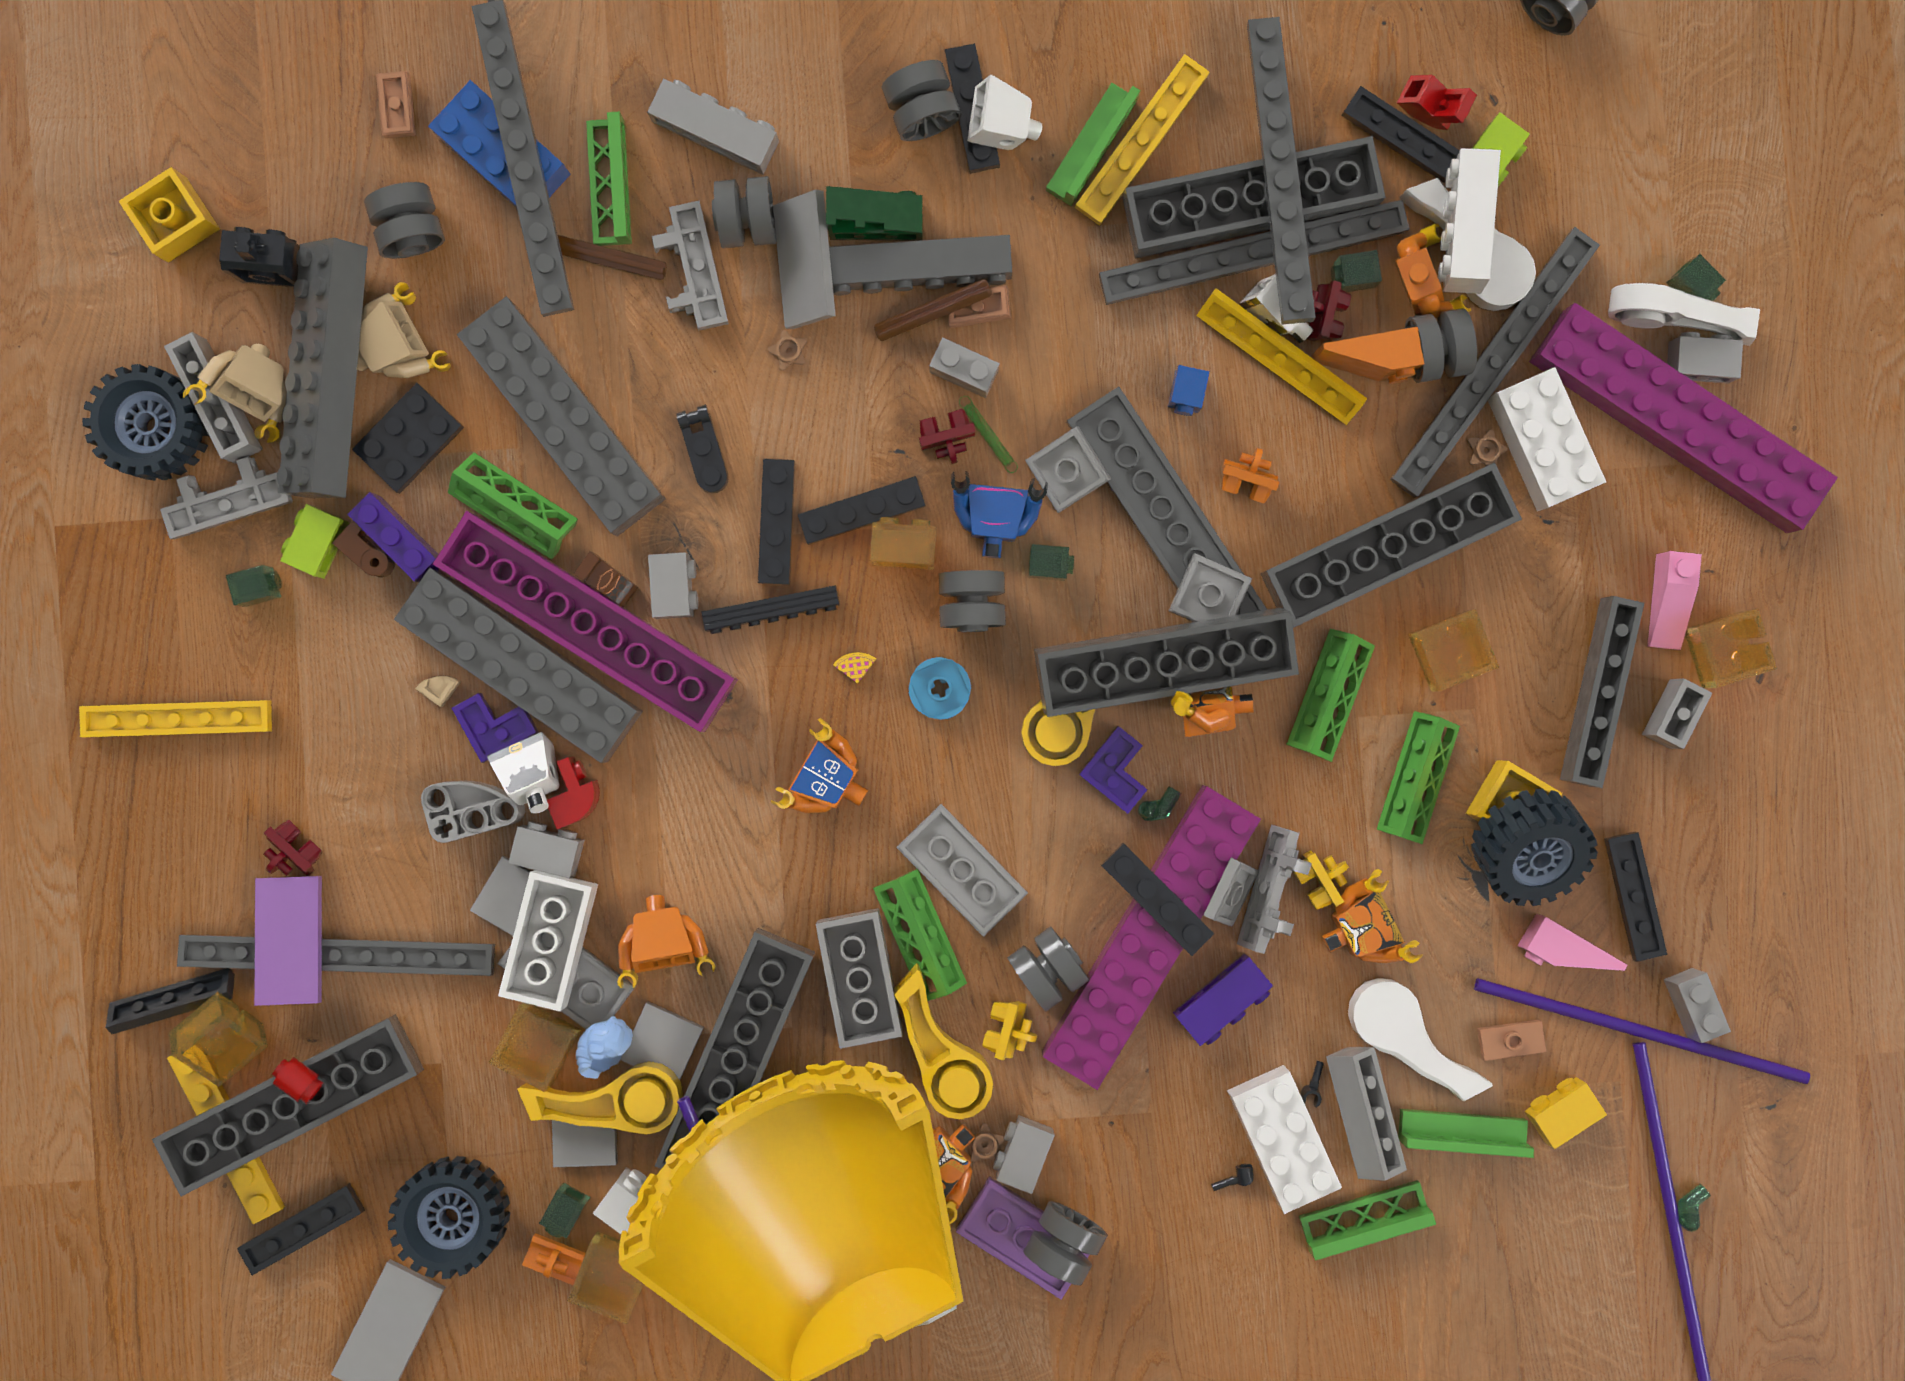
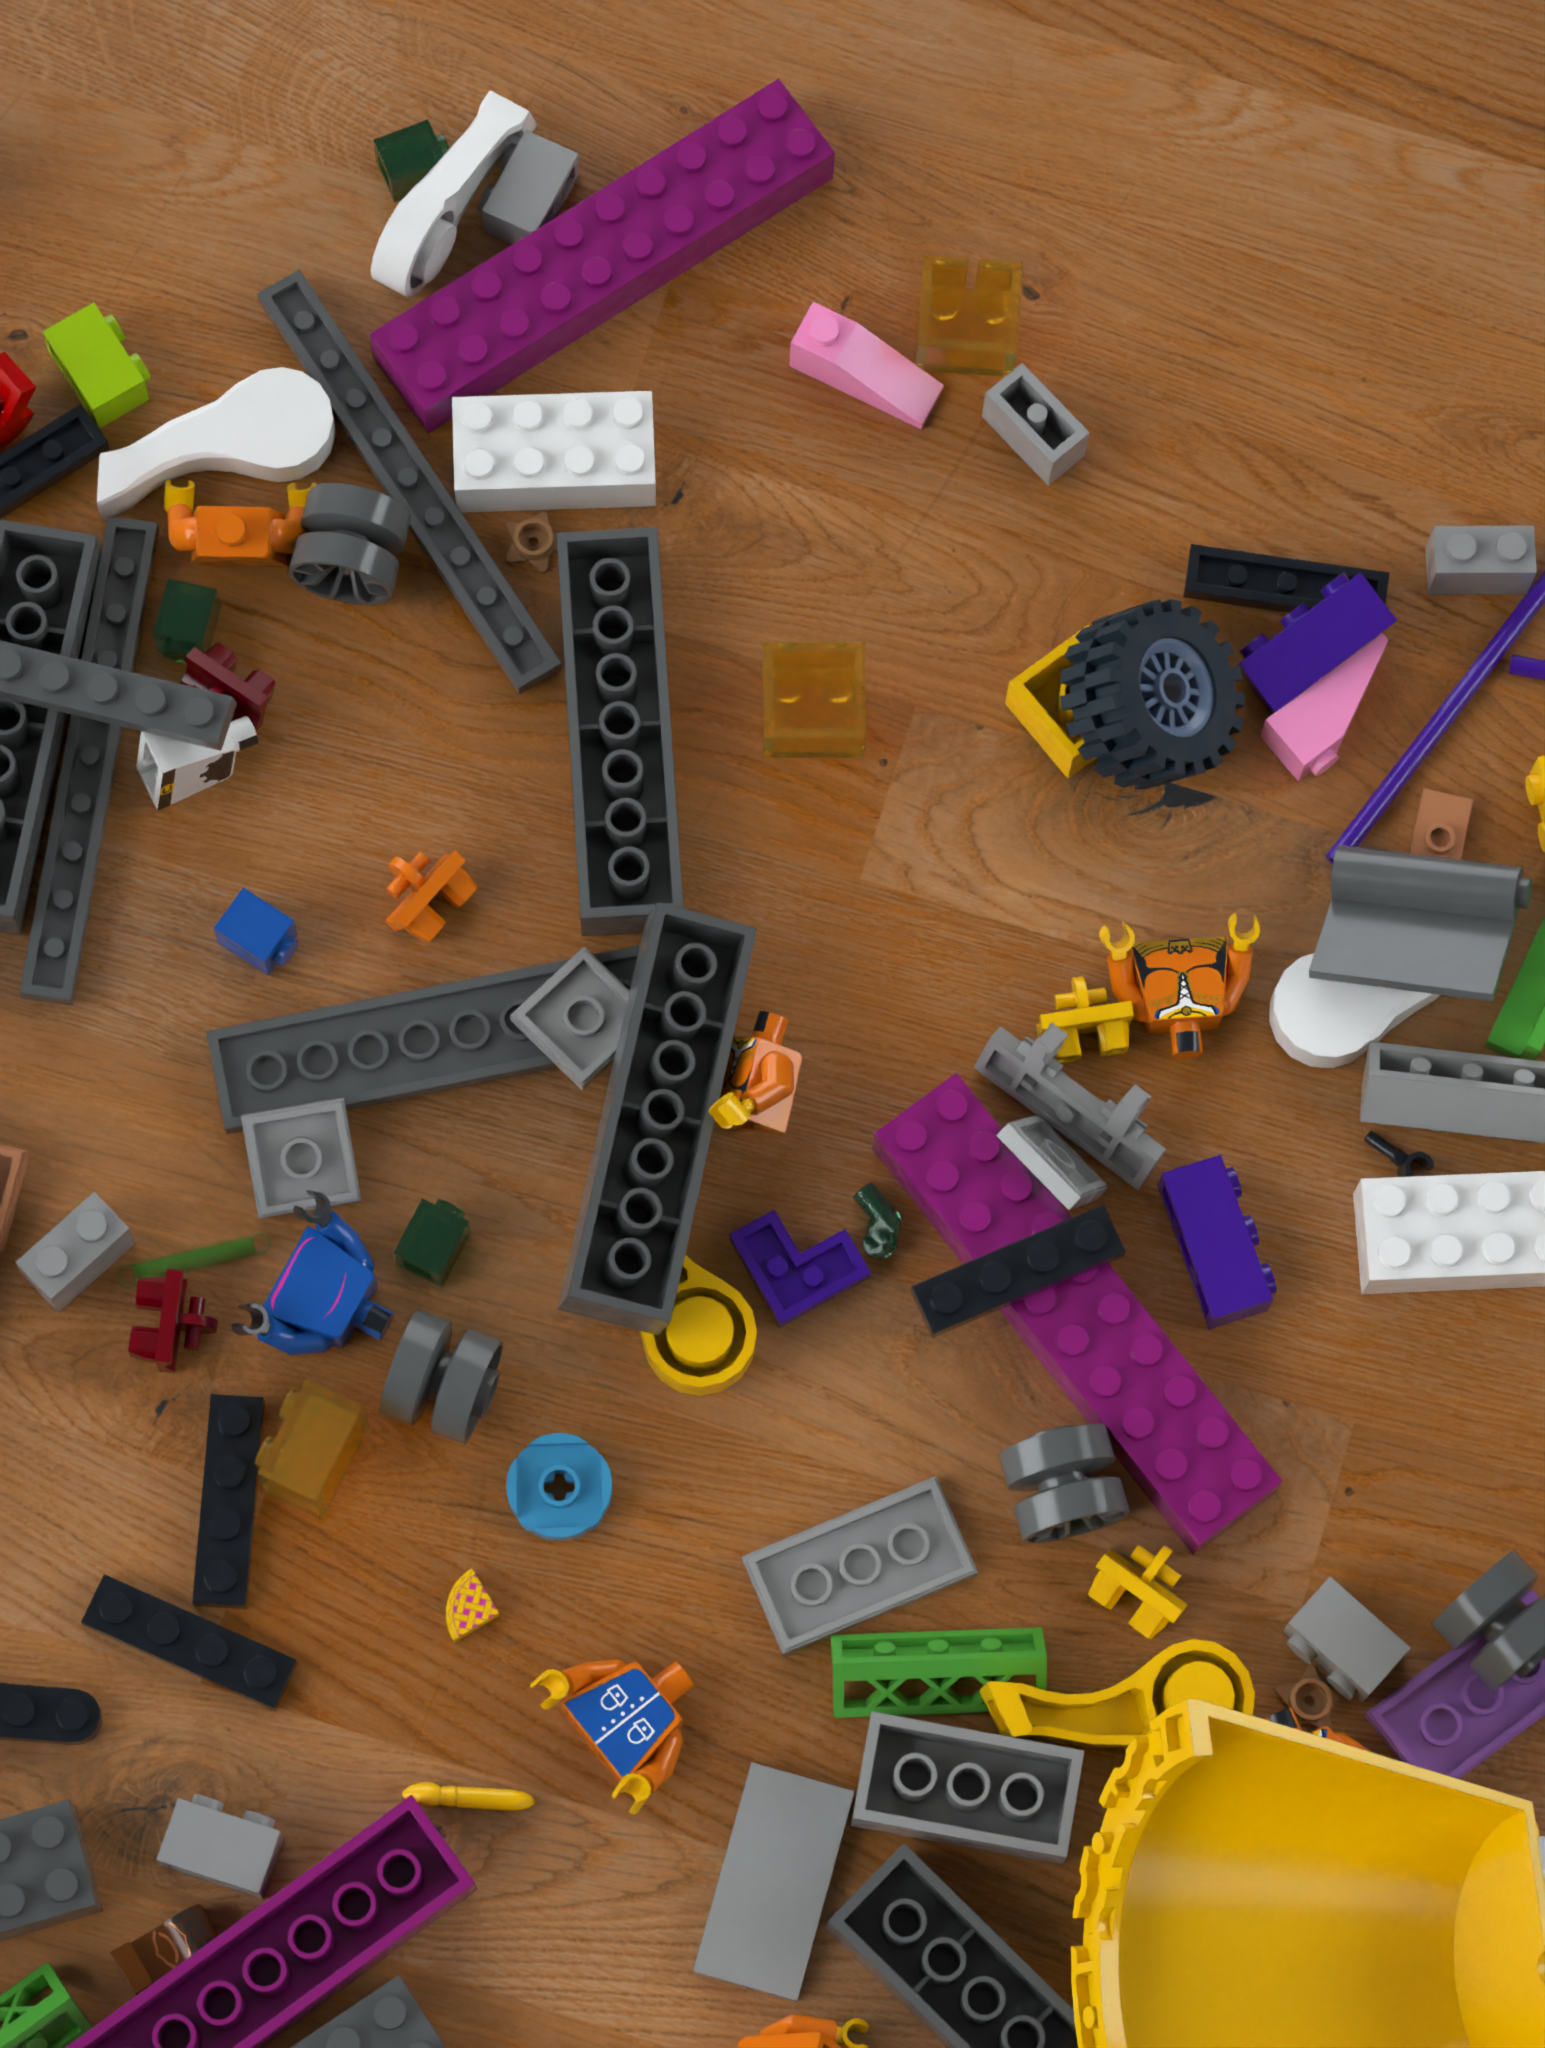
camera: 75 degrees left, 15 degrees down
(745, 686) = (469, 1797): none -> yellow piece
(771, 609) = (325, 1705): black piece -> none
(771, 890) = (773, 1882): none -> light grey tile
(1243, 1177) = (1502, 1316): black hand -> none
(1281, 356) = (265, 778): yellow plate -> none
(1327, 692) = (804, 905): bright green fence -> none
(1376, 356) = (326, 640): orange slope -> none
(1415, 776) = (982, 828): bright green fence -> none
(1455, 1051) = (1419, 922): none -> dark grey door
(1470, 220) = (187, 430): white brick -> none
(1602, 691) = (961, 515): dark grey brick -> none
(1606, 927) = (1314, 641): none -> dark purple brick

